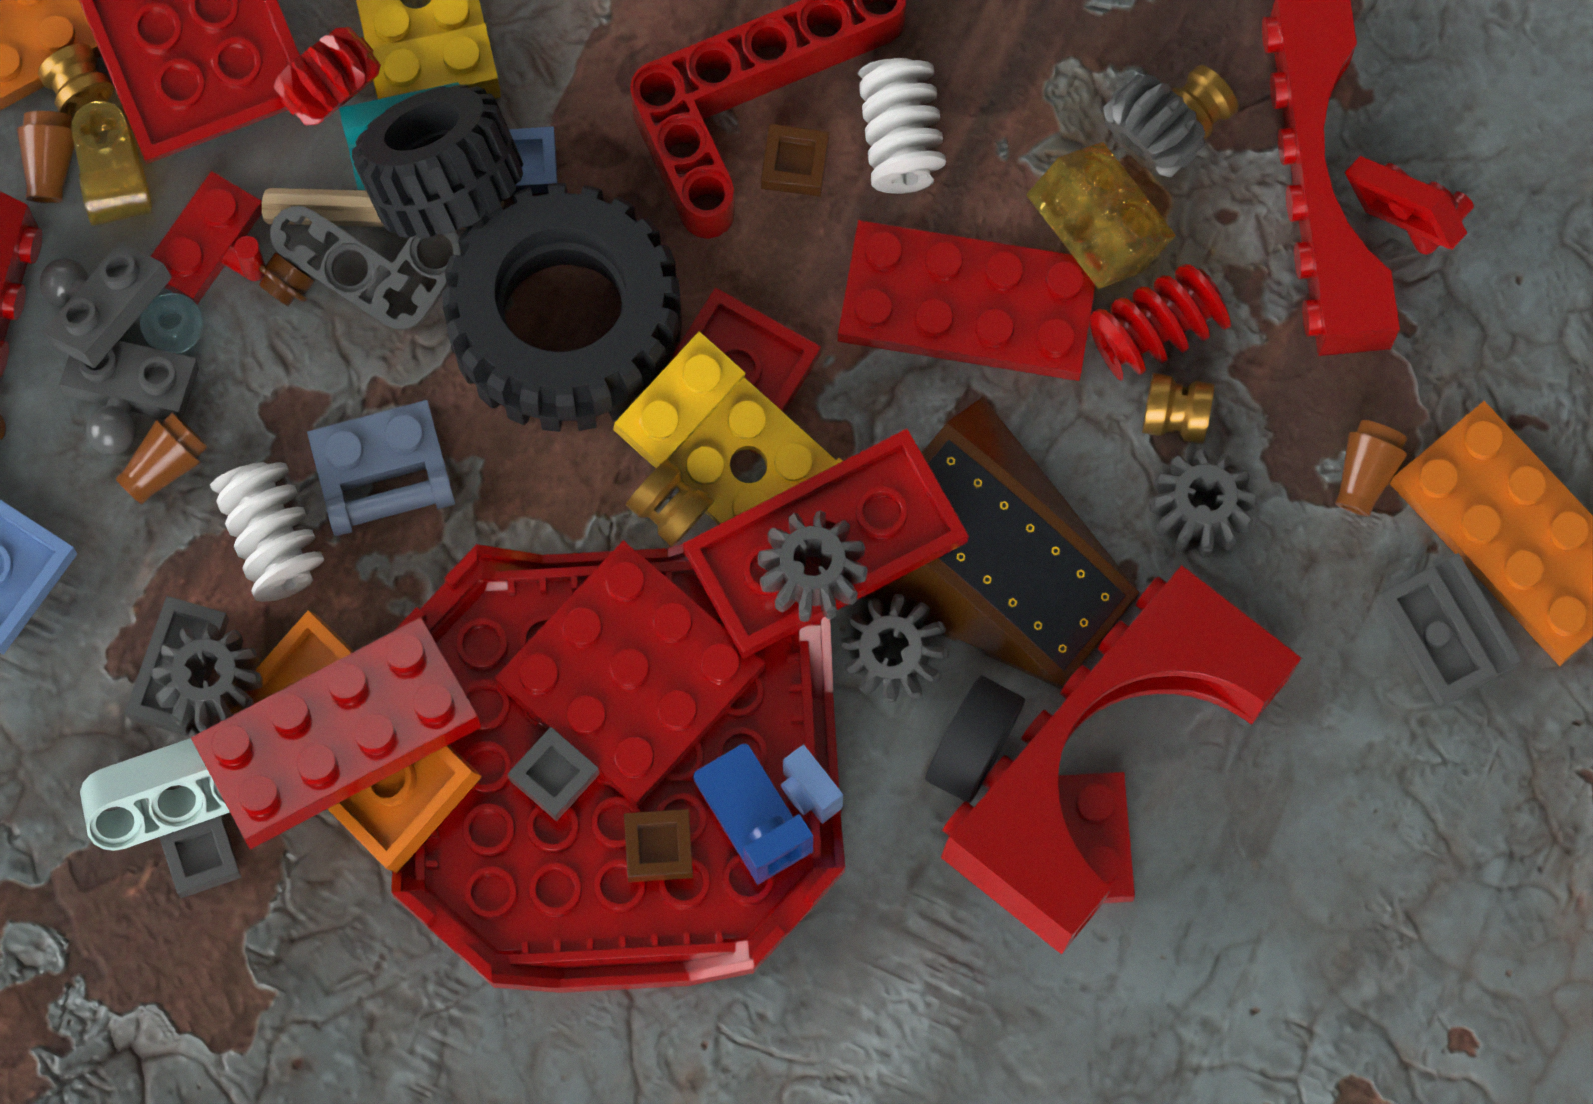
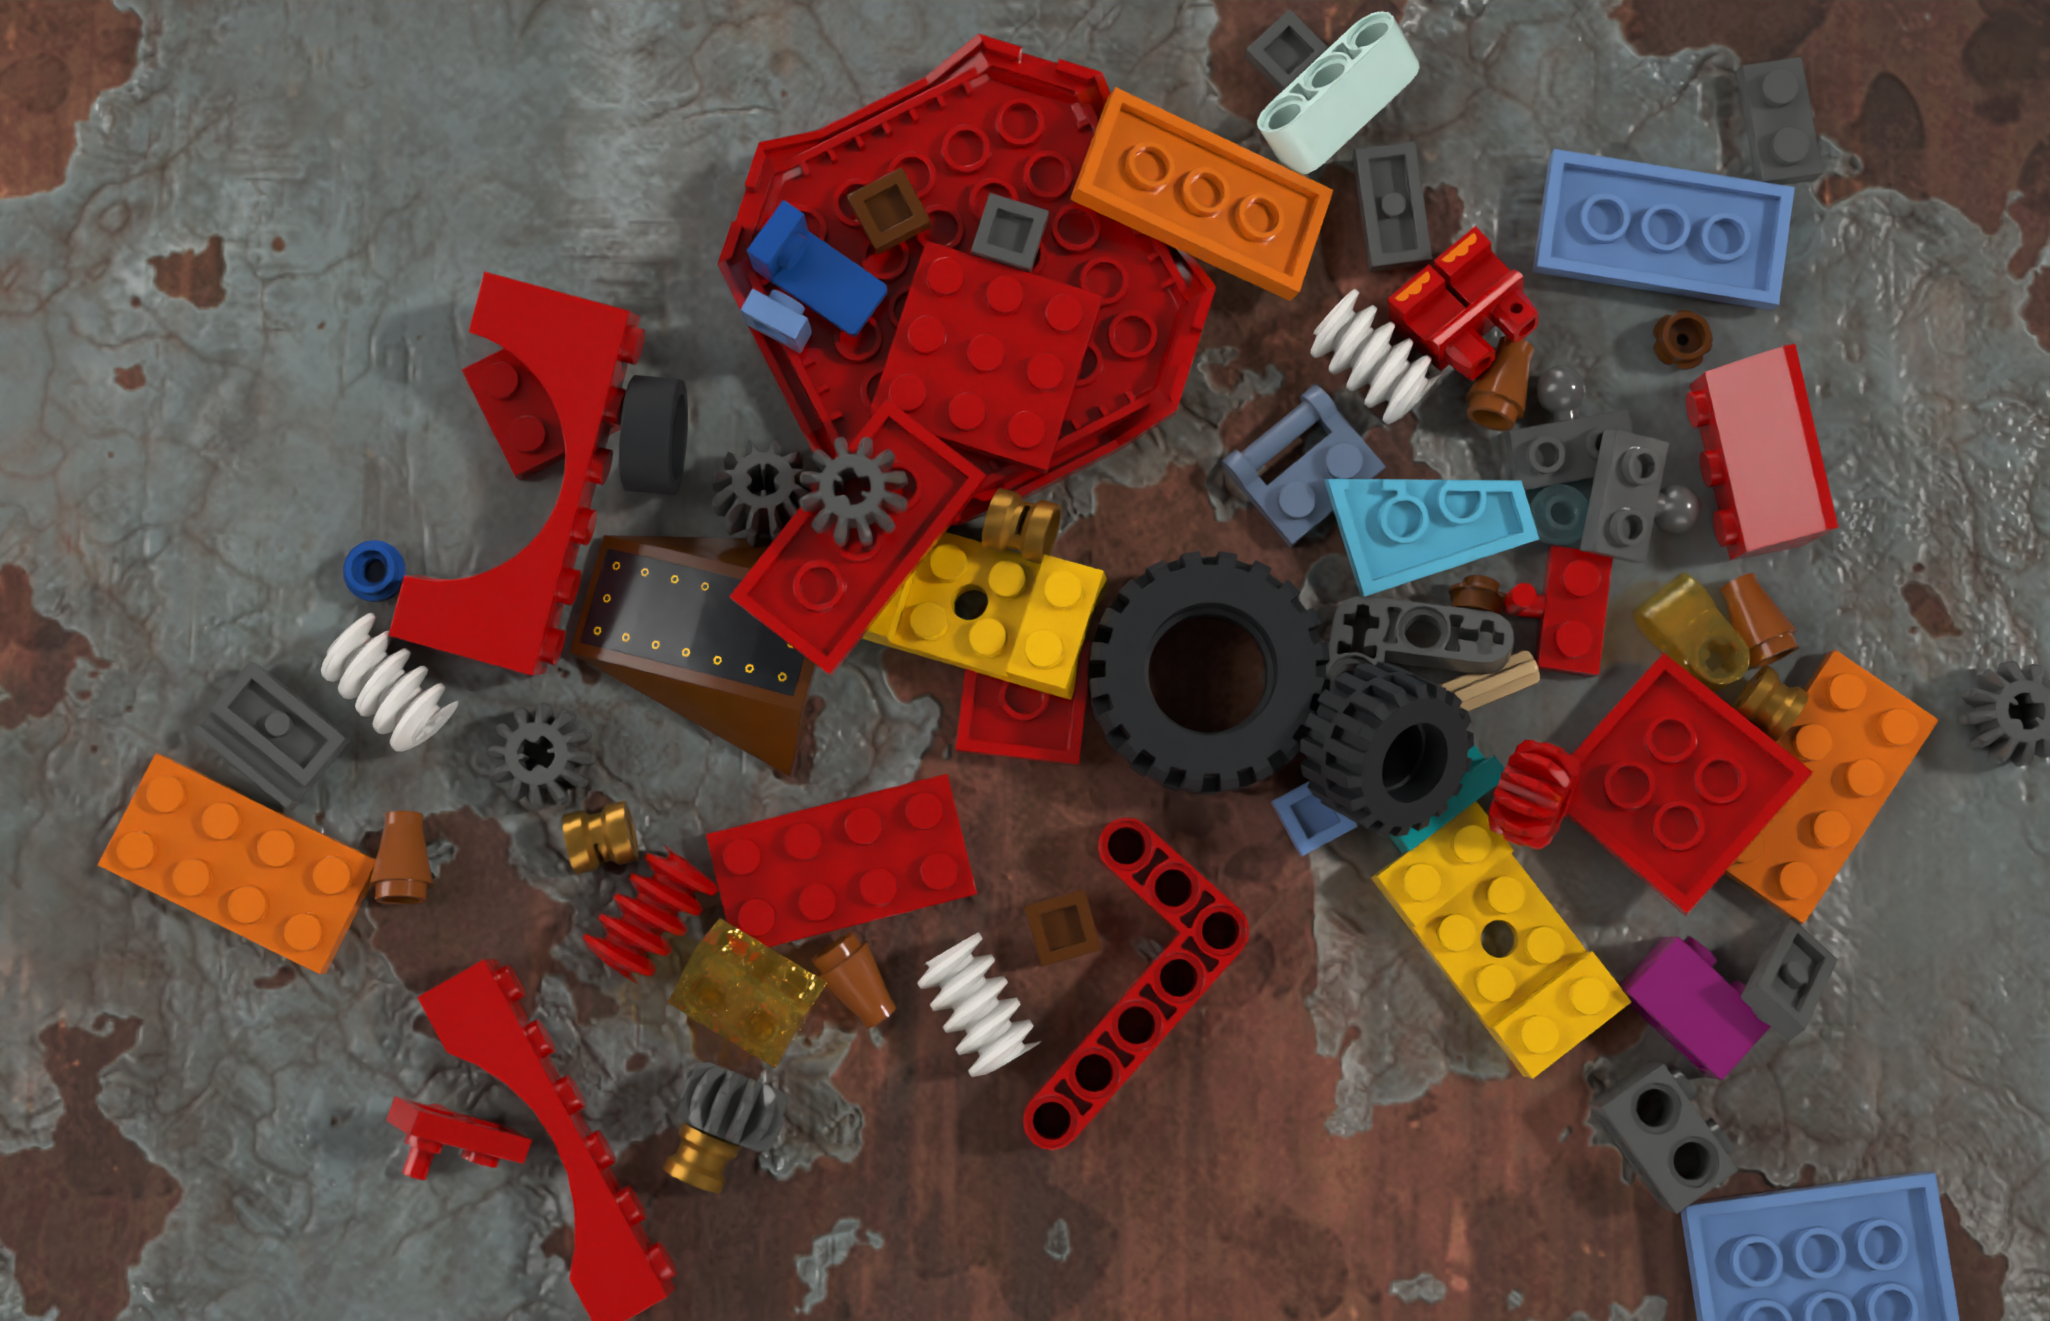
camera: 155 degrees right, 10 degrees up
(134, 540) = (1459, 303): none -> red hips
(210, 652) = (1376, 182): dark grey gear -> none
(298, 361) = (1423, 527): none -> medium azure wing
(335, 732) = (1214, 175): red plate -> none
(1000, 196) = (855, 979): none -> dark orange cone
(1296, 725) = (361, 558): none -> blue plate
(1320, 626) = (384, 686): none -> white piece

